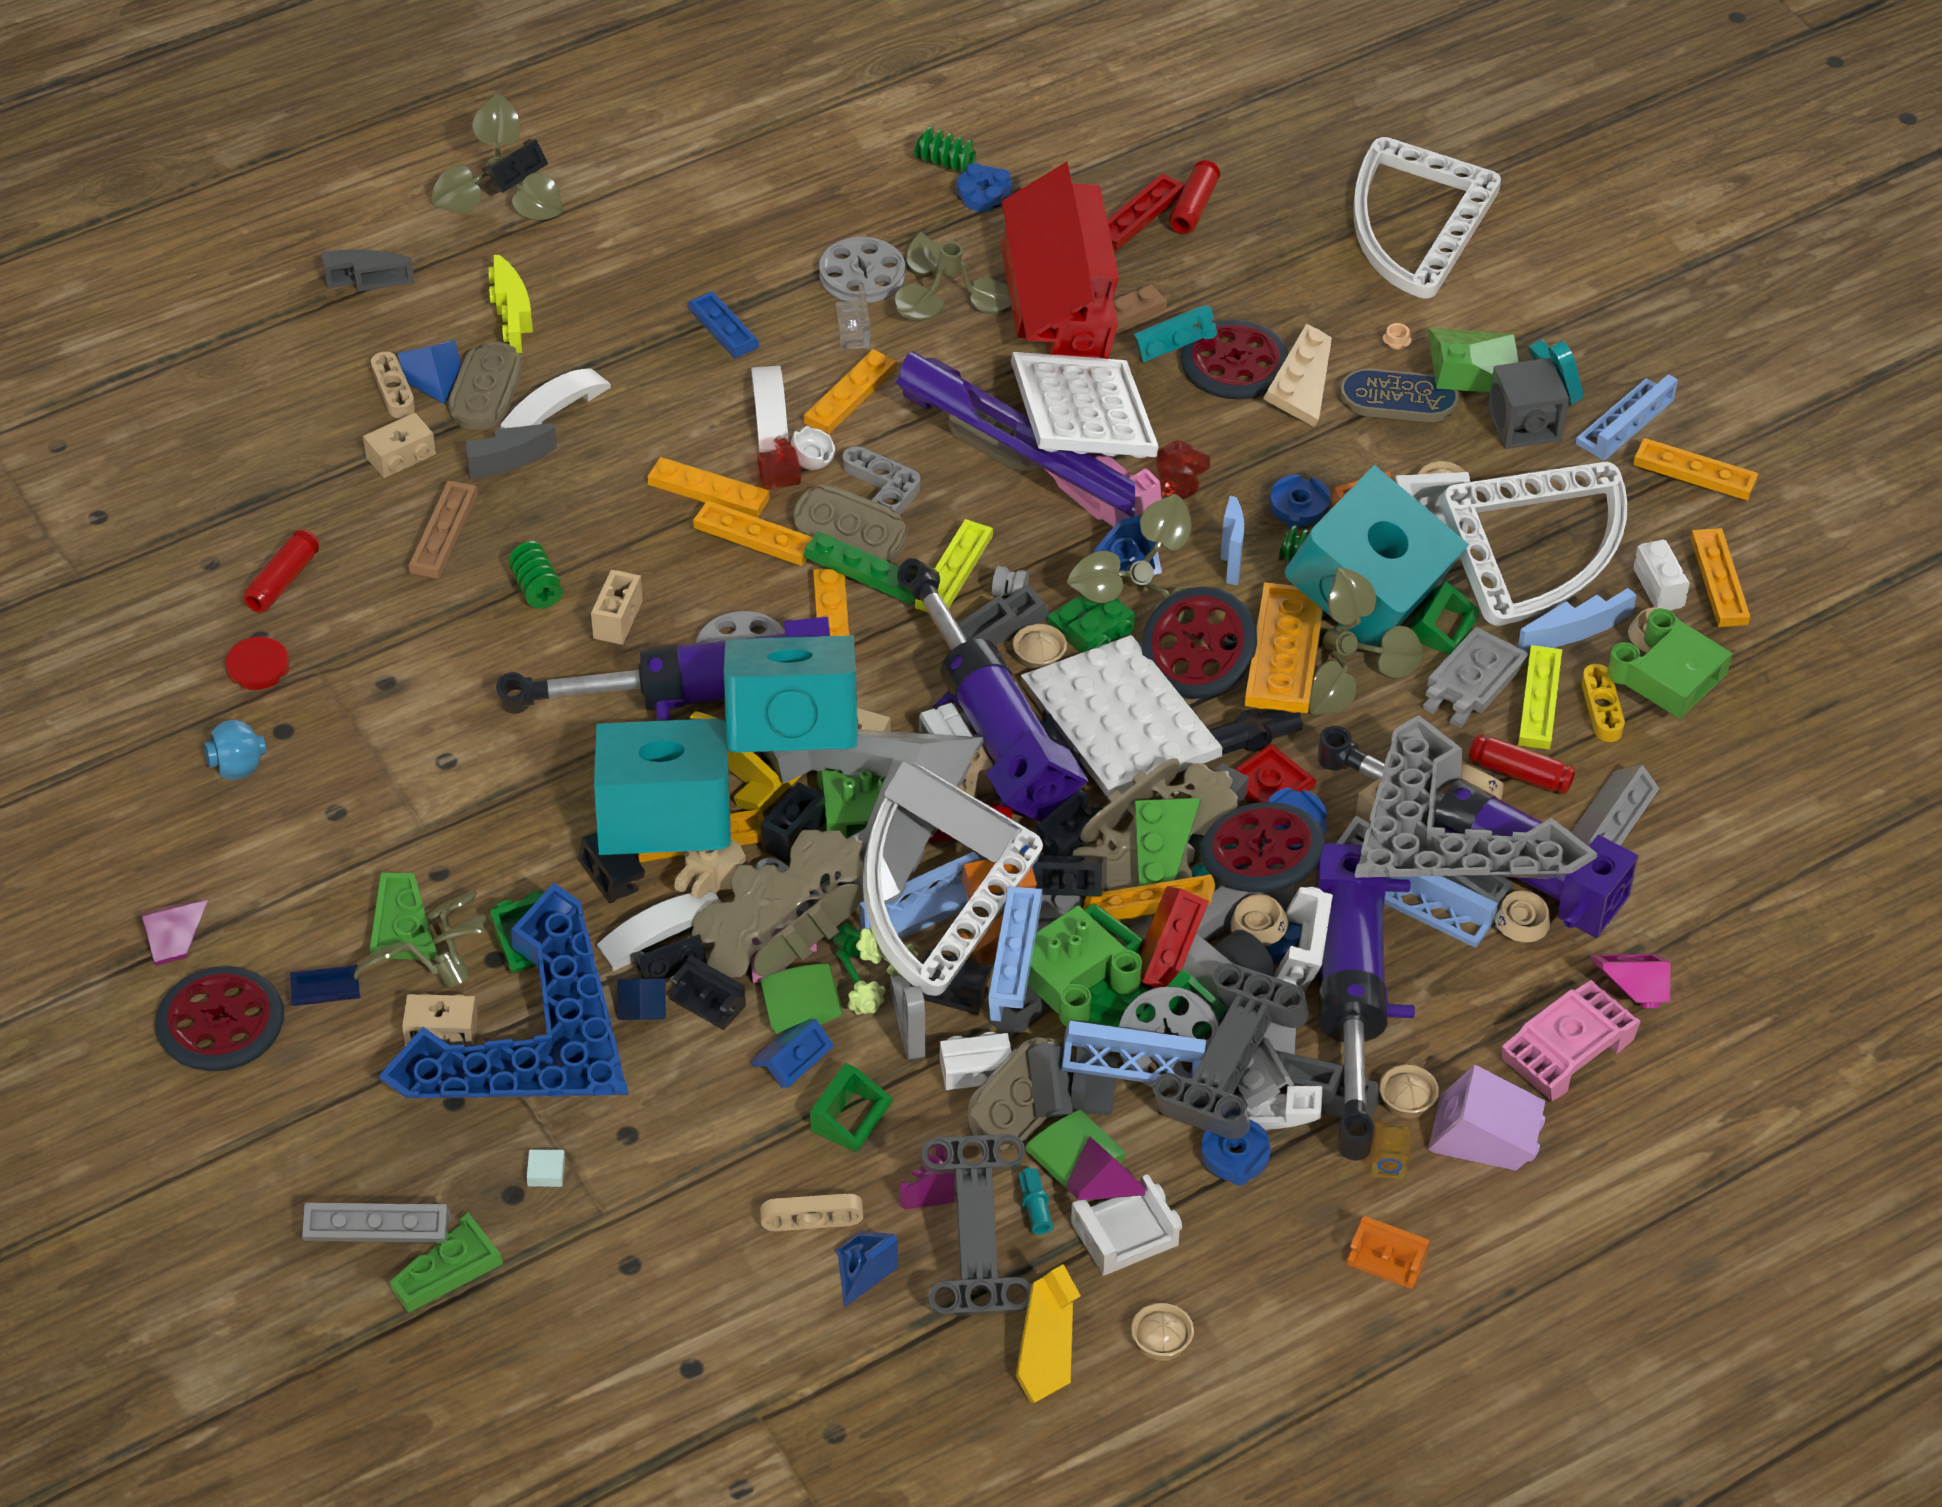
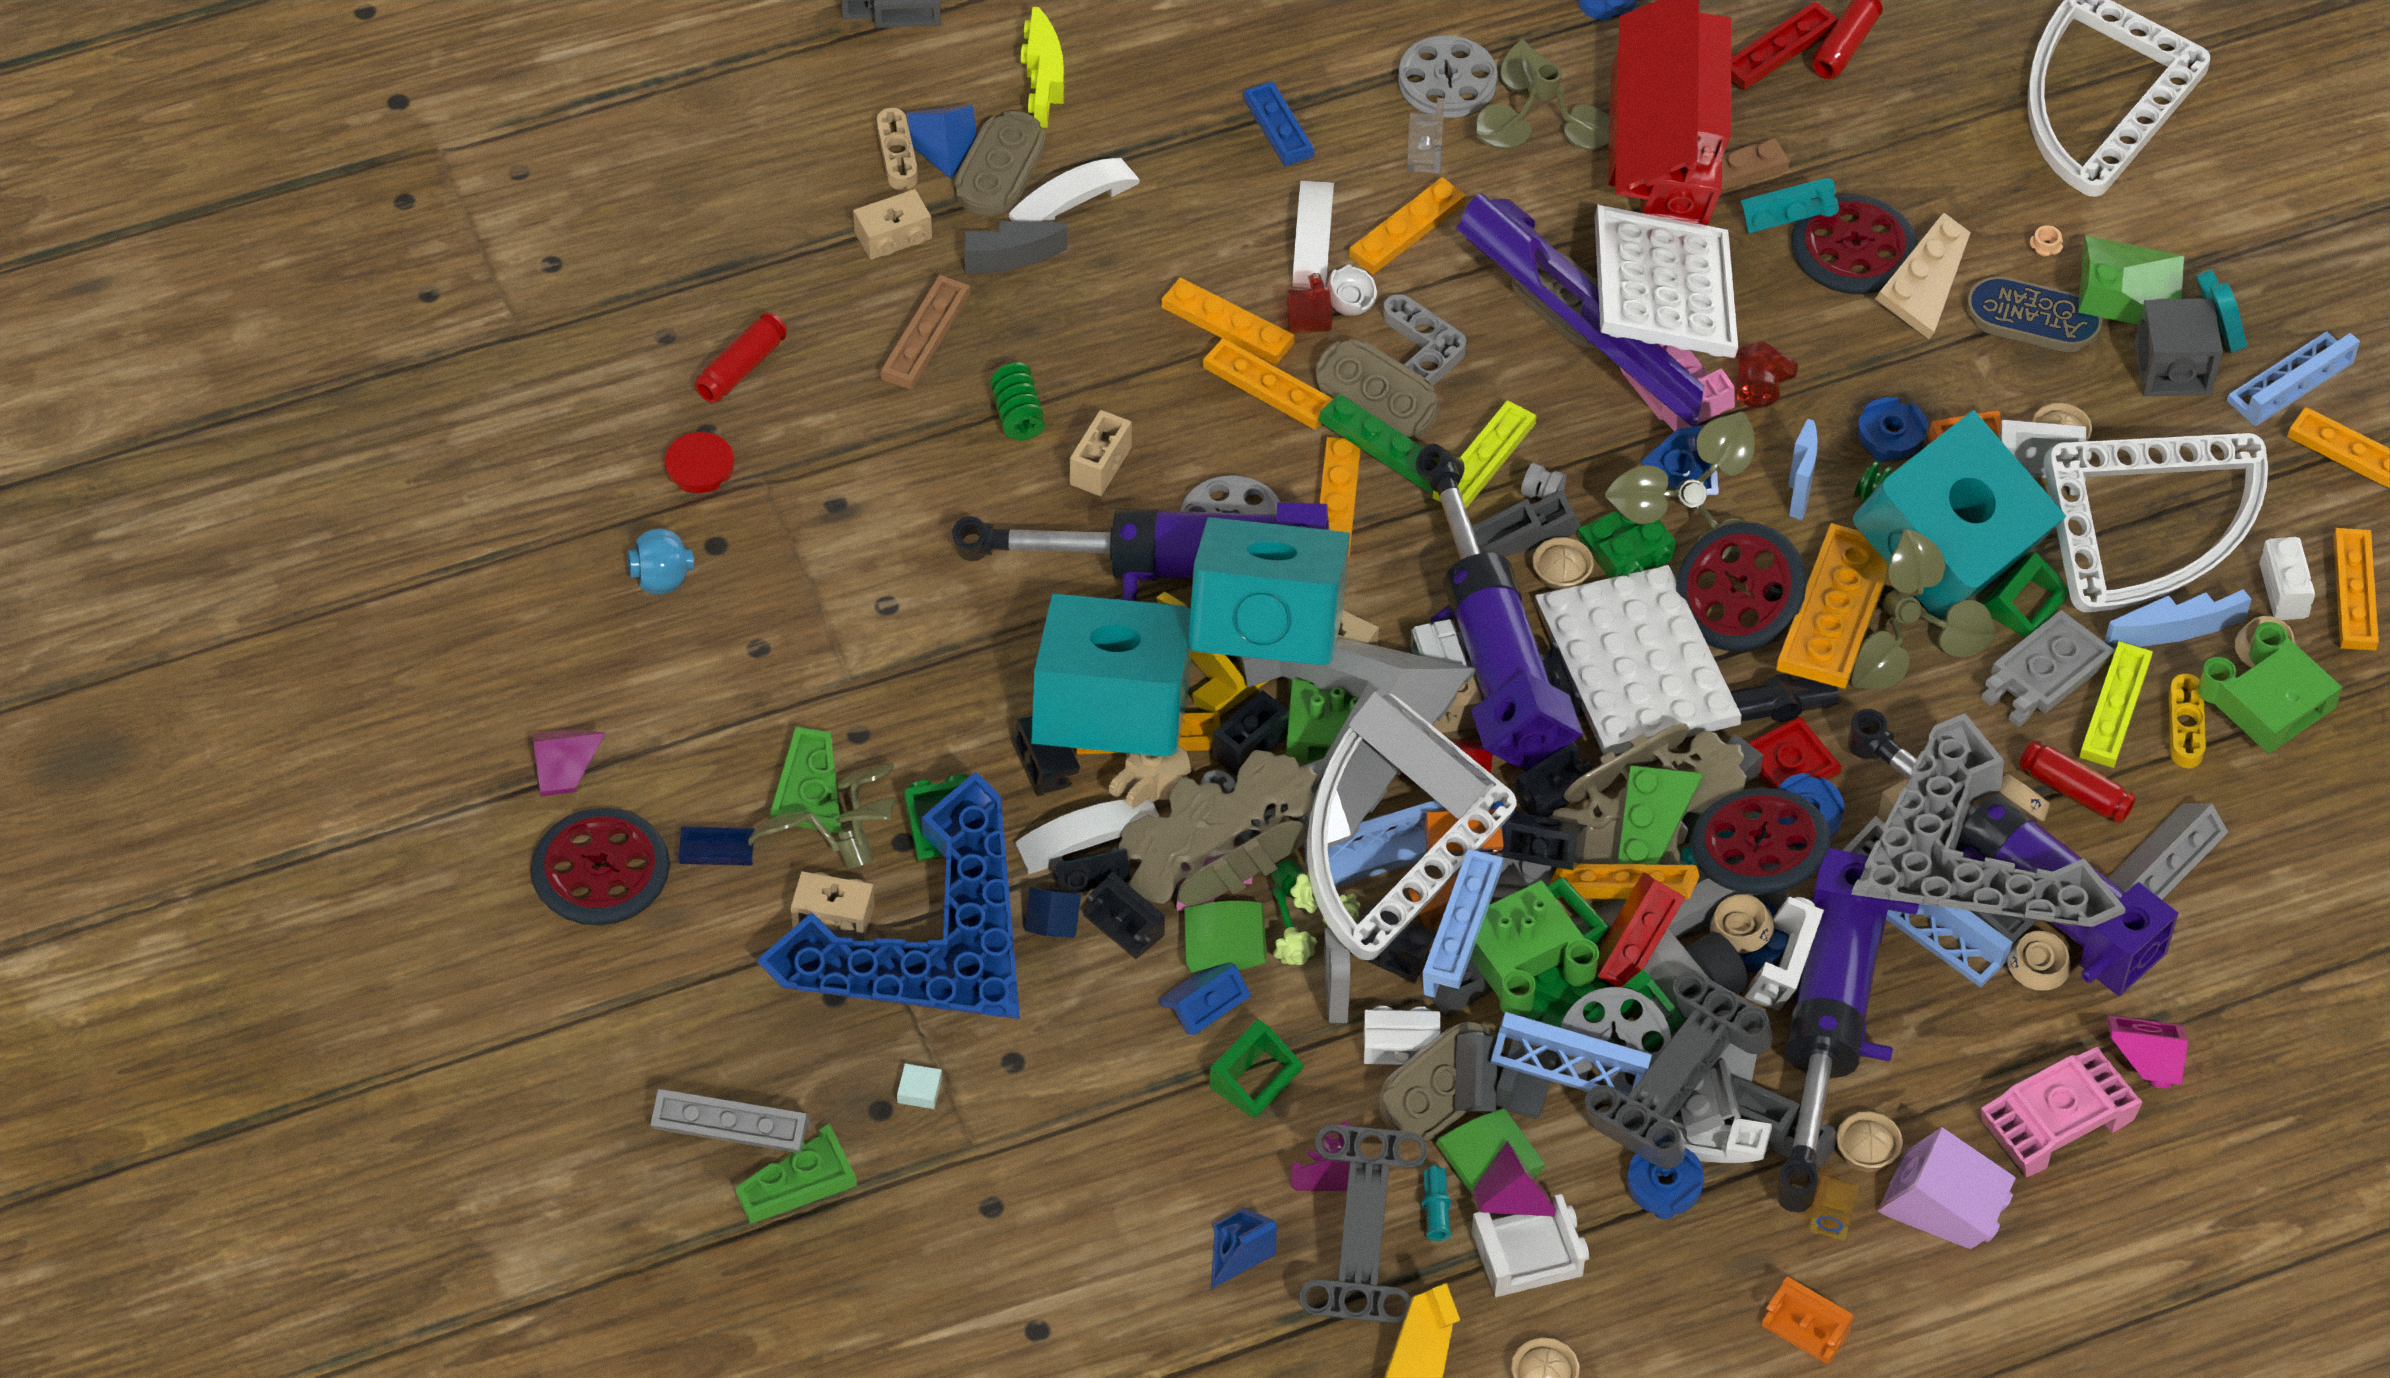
camera: 10 degrees right, 5 degrees up
(793, 1214) = (1193, 1179): tan beam -> none

